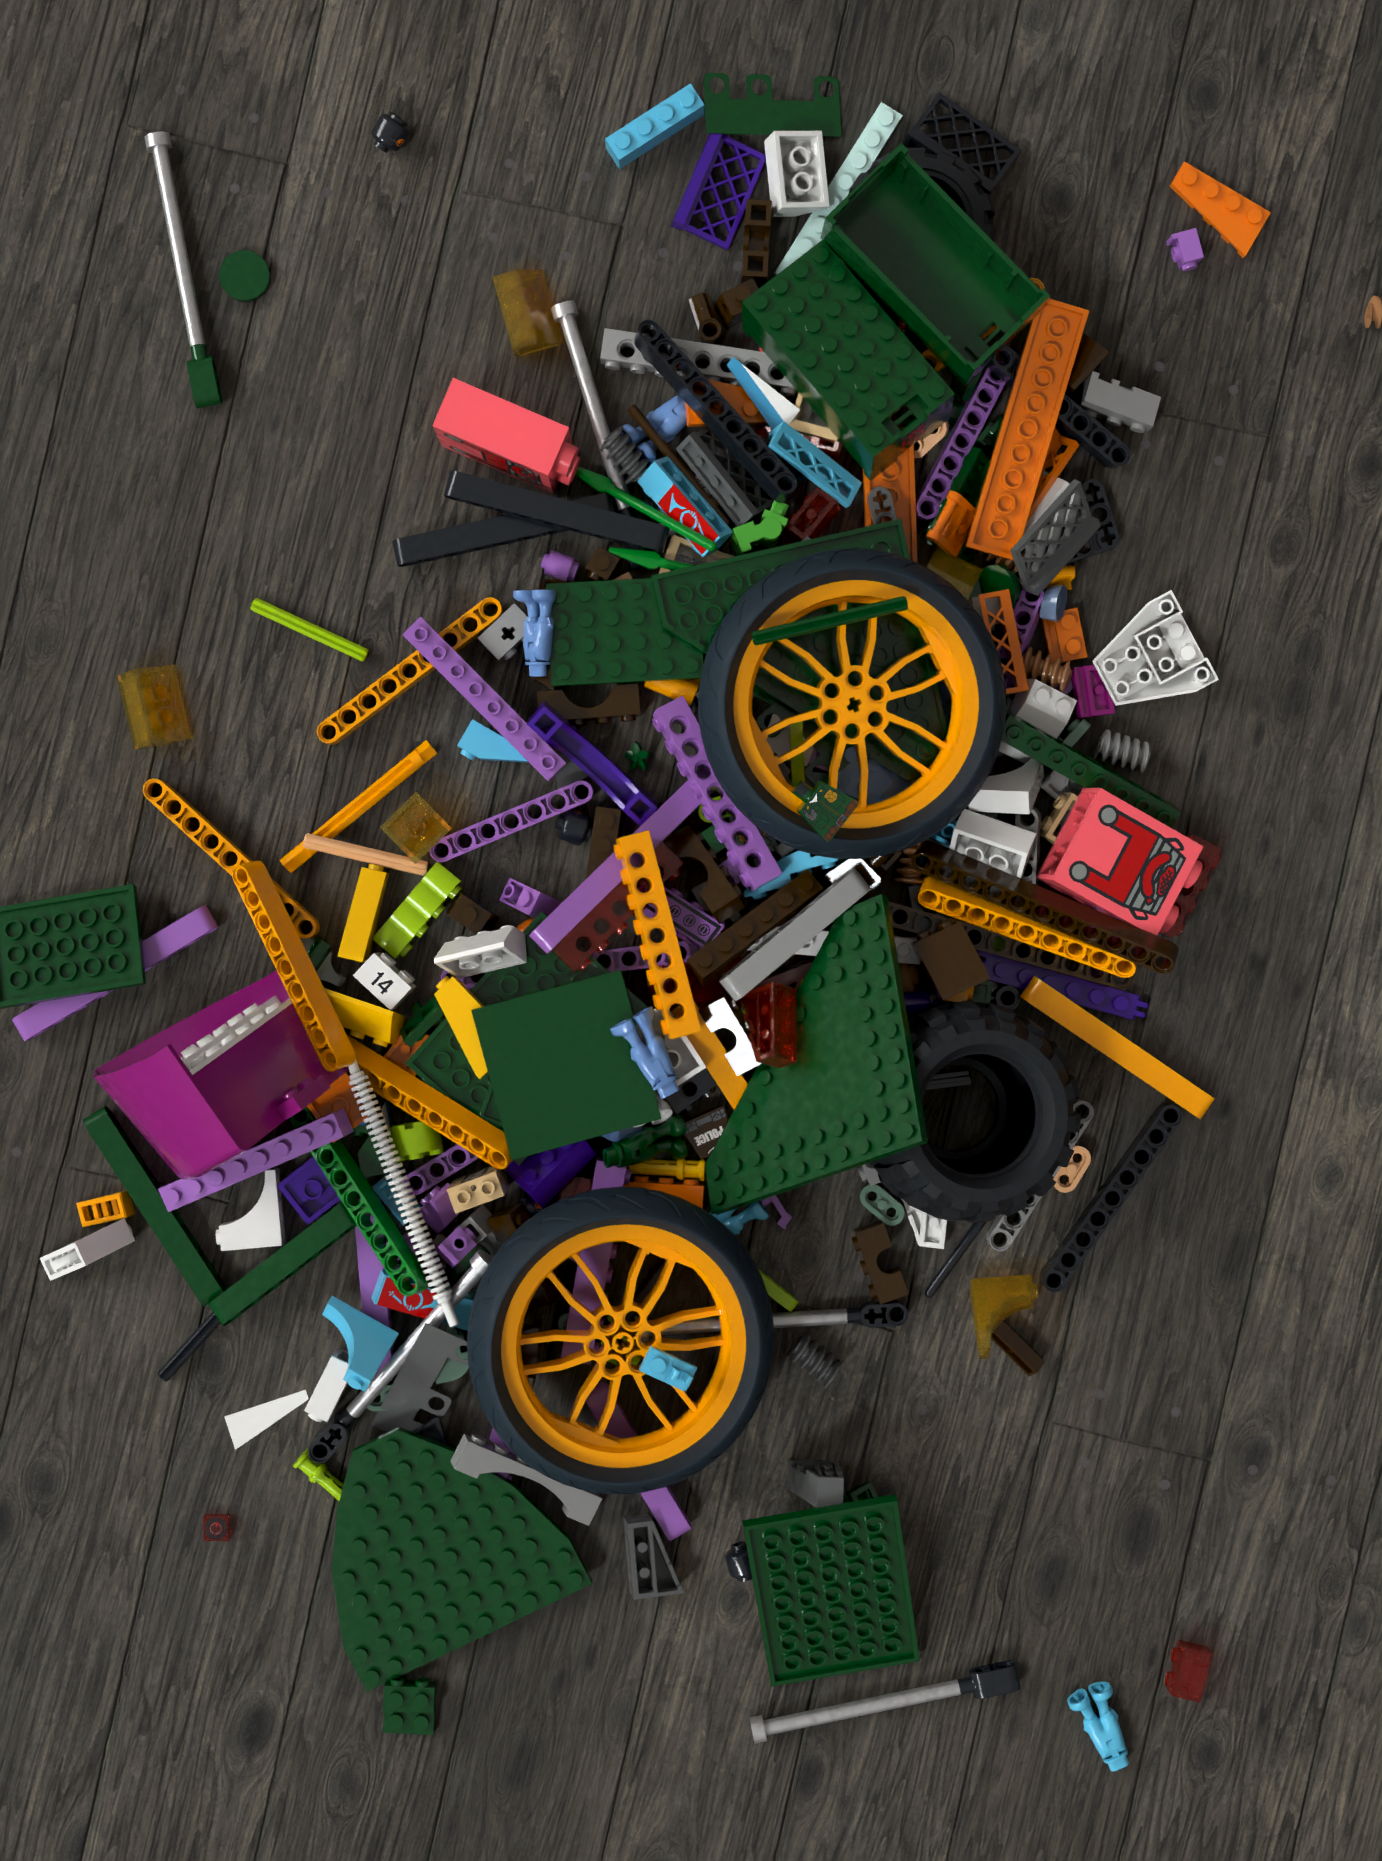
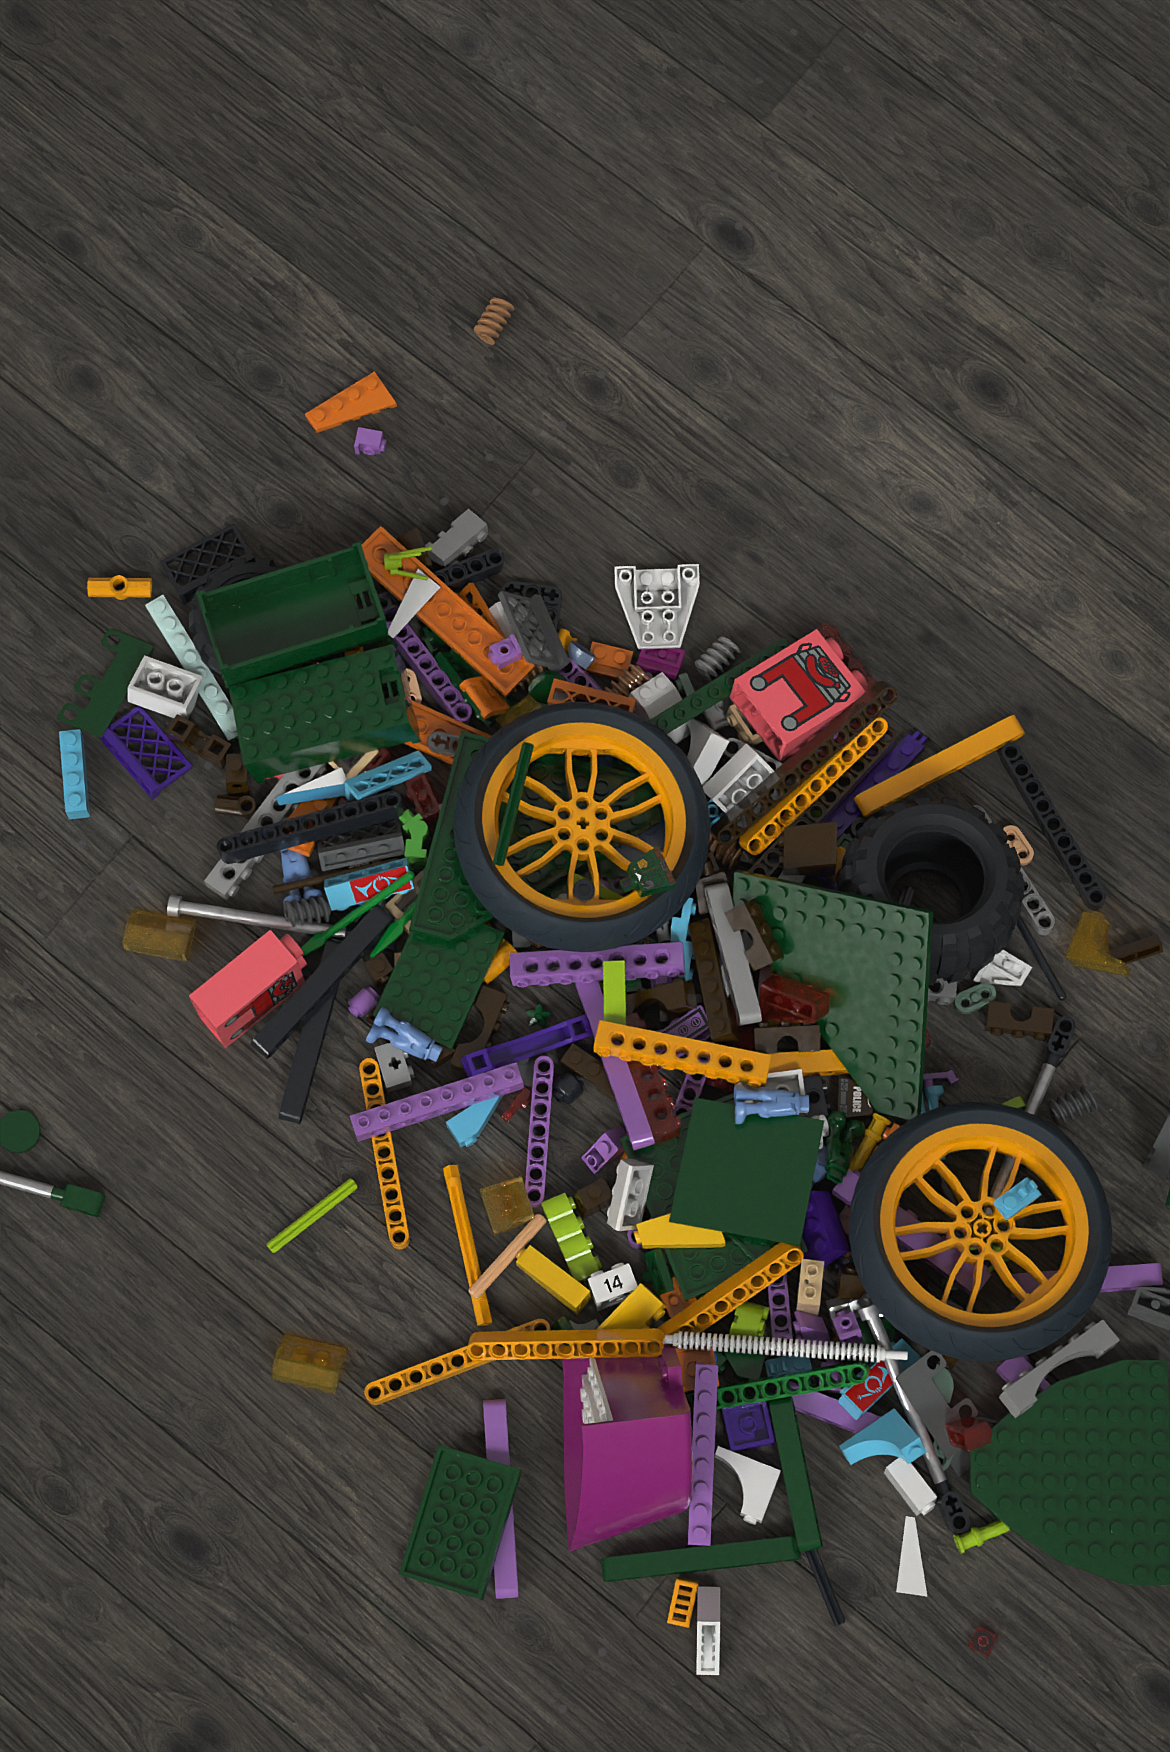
camera: 55 degrees left, 15 degrees down
(410, 1422) = (969, 1433): none -> clear red brick
(535, 784) = (520, 1101): none -> clear red plate
(689, 830) = (614, 992): none -> lime tile
(771, 746) = (583, 890): none -> black tile
(838, 935) = (750, 918): none -> dark brown arch
(879, 50) = (106, 587): none -> light orange piece
(1013, 531) = (500, 659): none -> medium lavender brick
(1031, 392) = (416, 596): none -> white sticker
(1054, 346) = (394, 561): none -> lime plant

